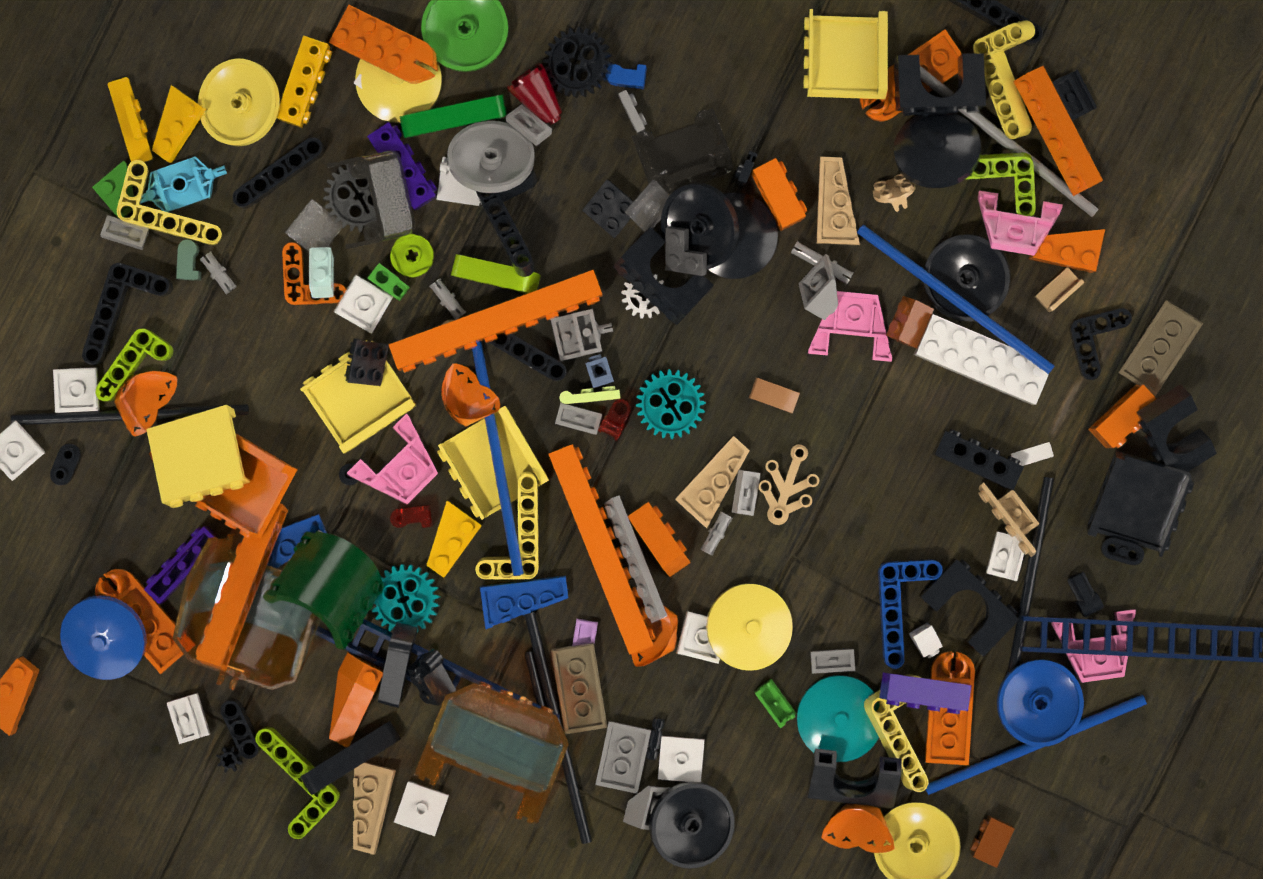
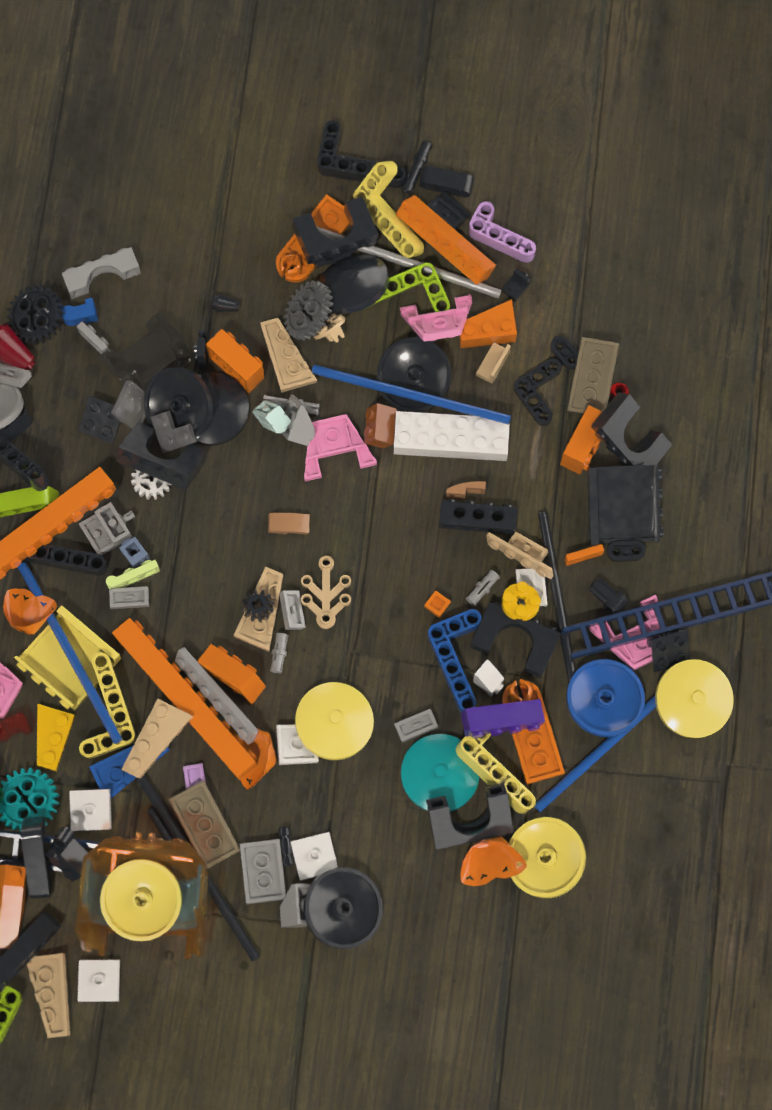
camera: 20 degrees left, 15 degrees down
(467, 632) = (90, 809): none -> white plate
(490, 748) = (141, 899): none -> light yellow dish
(561, 580) = (159, 730): none -> tan wing
(615, 420) = (160, 590): clear red piece -> none
(687, 393) = (192, 571): teal gear -> none
(692, 33) = (120, 263): none -> light grey arch
(711, 486) = (260, 611): none -> black gear
(775, 703) = (379, 779): bright green hinge -> none
(789, 120) = (225, 304): none -> black cone
(796, 273) = (271, 416): none -> light aqua brick
(846, 56) = (253, 238): light yellow panel -> none
(877, 164) = (308, 310): none -> dark grey gear
(901, 539) = (437, 604): none -> orange plate
(955, 538) = (474, 597): none -> light grey pin
(971, 425) = (460, 490): none -> medium nougat slope
(991, 840) = (609, 831): dark orange brick -> none
(995, 560) = (521, 591): none -> yellow plate
(1033, 454) = (524, 498): white sticker -> none
(1062, 24) = (420, 160): none -> black pin
(1076, 540) = (584, 554): none -> orange tile
(1084, 59) = (446, 180): none -> black beam
(1116, 209) = (516, 285): none -> black bracket
(1124, 146) = (504, 235): none -> lavender beam
(1127, 676) = (669, 649): none -> black hinge
(1132, 734) = (694, 698): none -> light yellow dish
(1144, 305) = (566, 353): none -> black plate
(1189, 371) = (618, 386): none -> red plate

